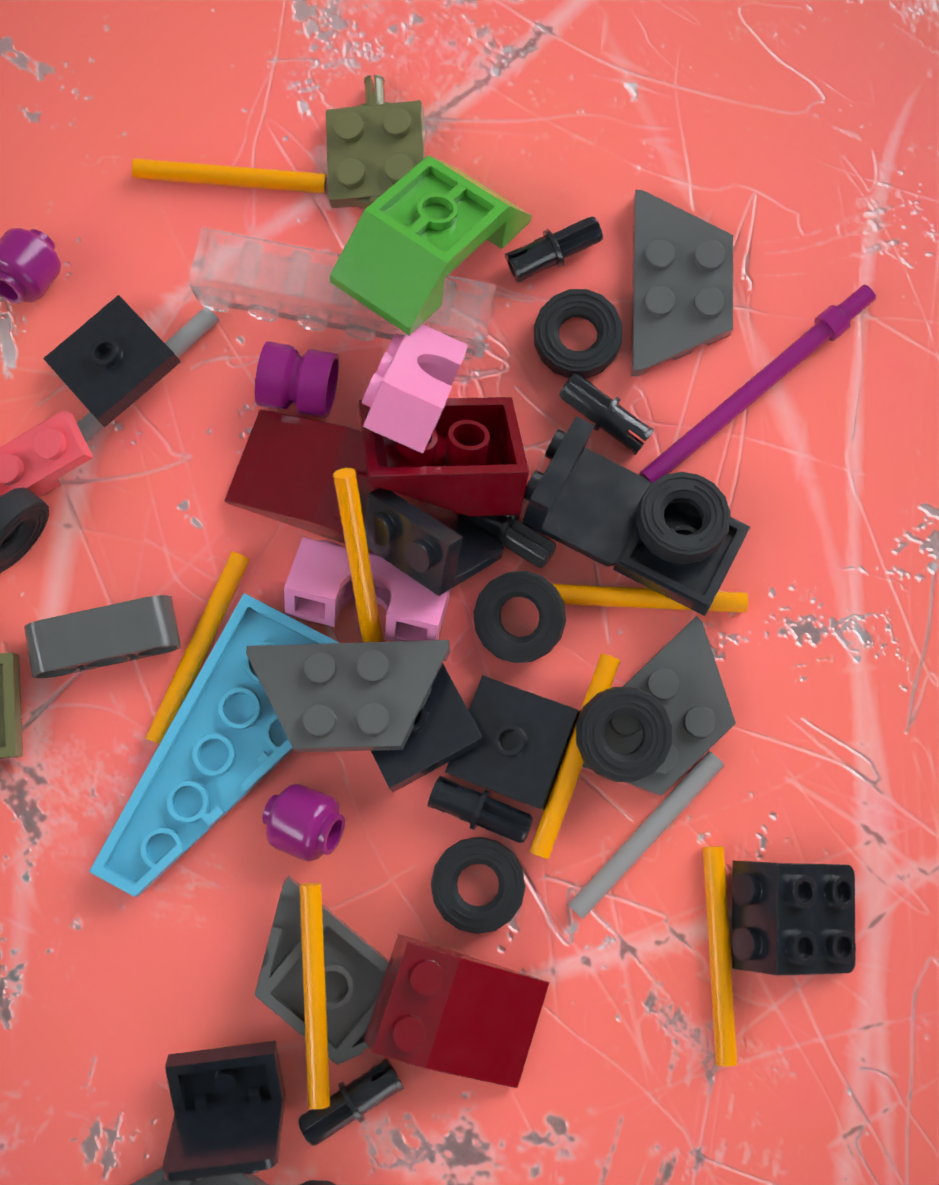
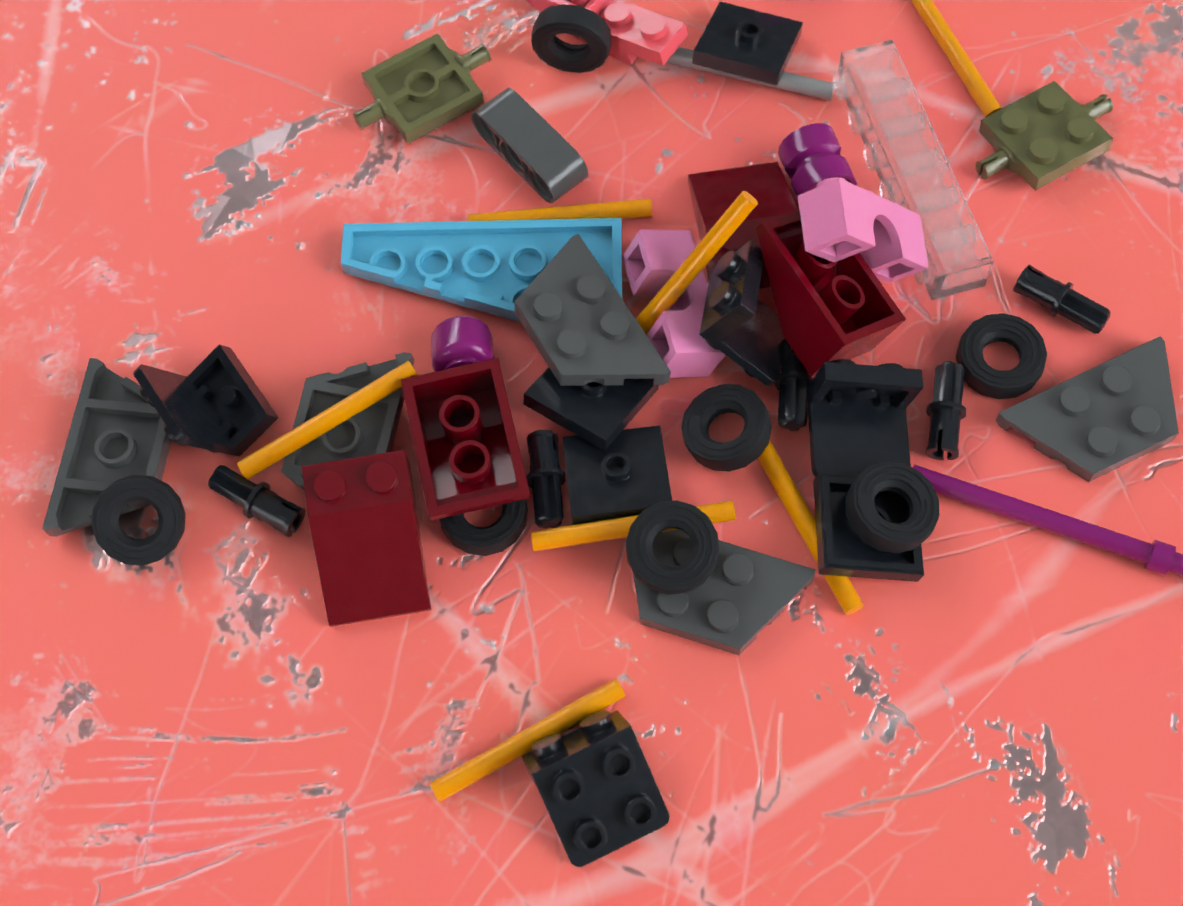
camera: 65 degrees right, 15 degrees down
(415, 872) = (465, 439): none -> dark red slope
(418, 238) = (999, 174): bright green slope -> none
(645, 835) = (600, 626): light grey bar -> none

